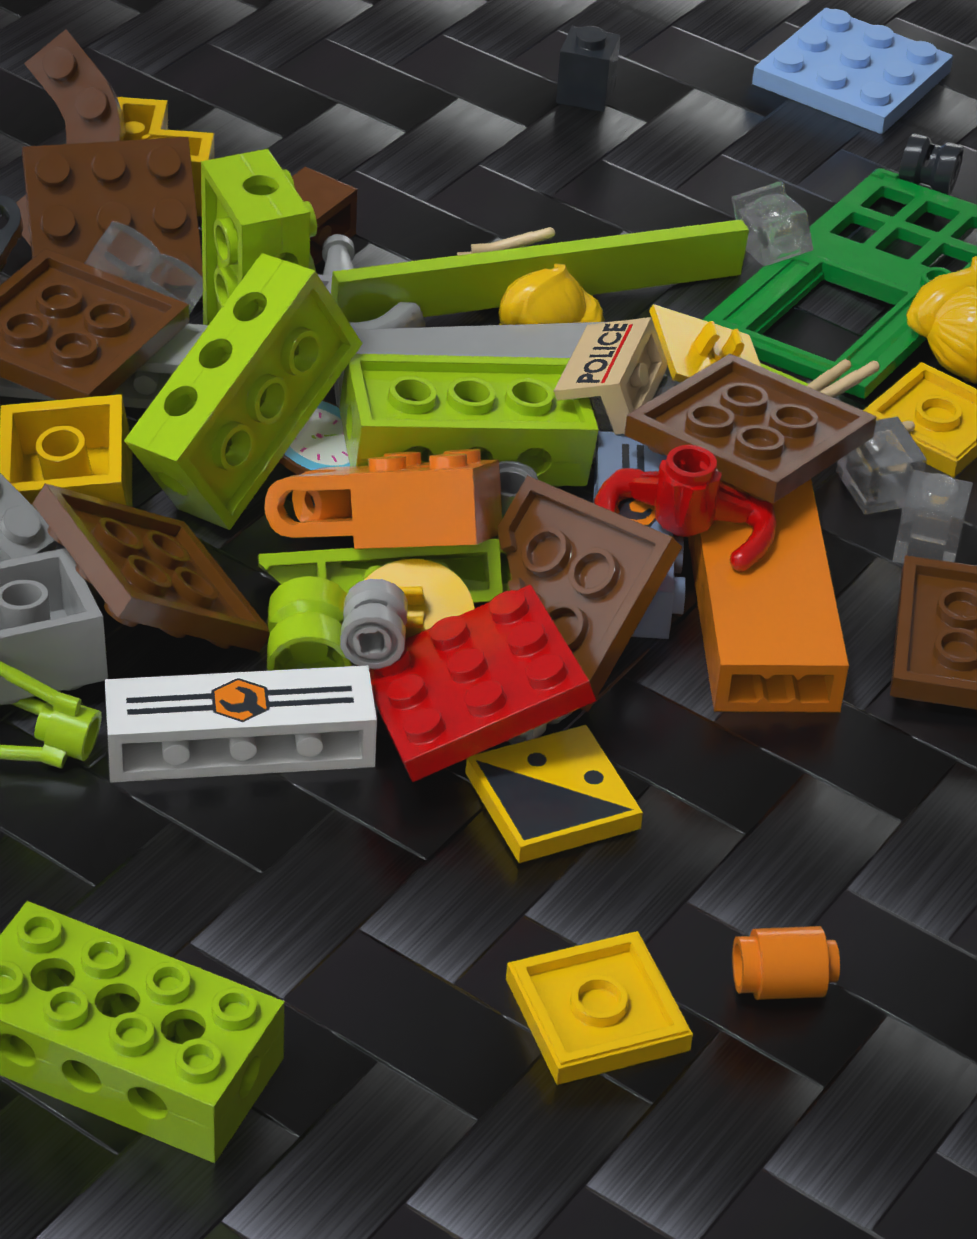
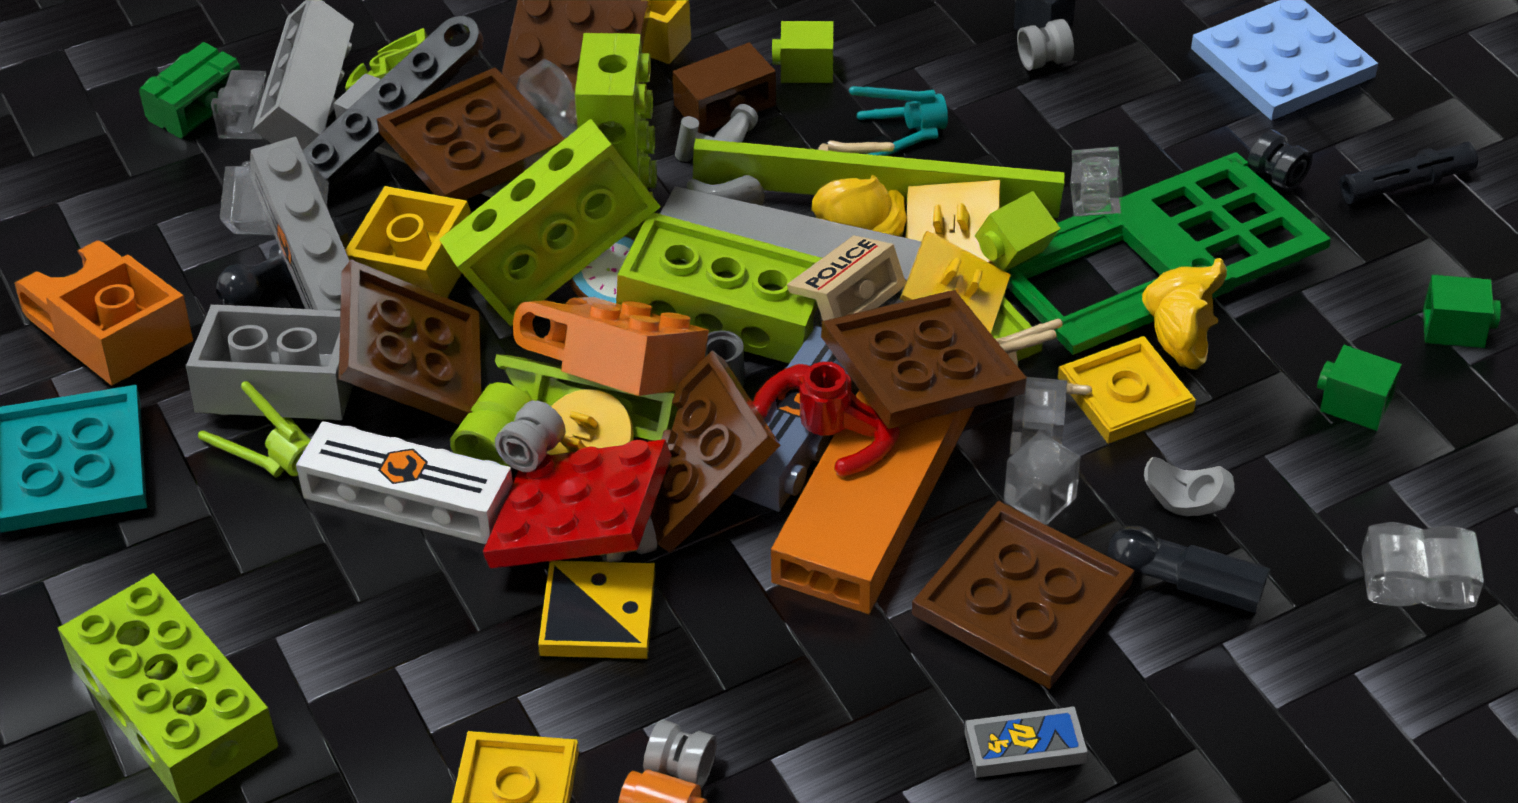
camera: 30 degrees right, 5 degrees up
(367, 162) = (804, 51): none -> lime brick
(536, 200) = (925, 113): none -> teal plant
(613, 107) = (1045, 44): none -> light grey wheel
(658, 277) = (952, 211): none -> yellow piece
(740, 286) = (1016, 232): none -> lime brick
(764, 903) = (680, 753): none -> light grey wheel

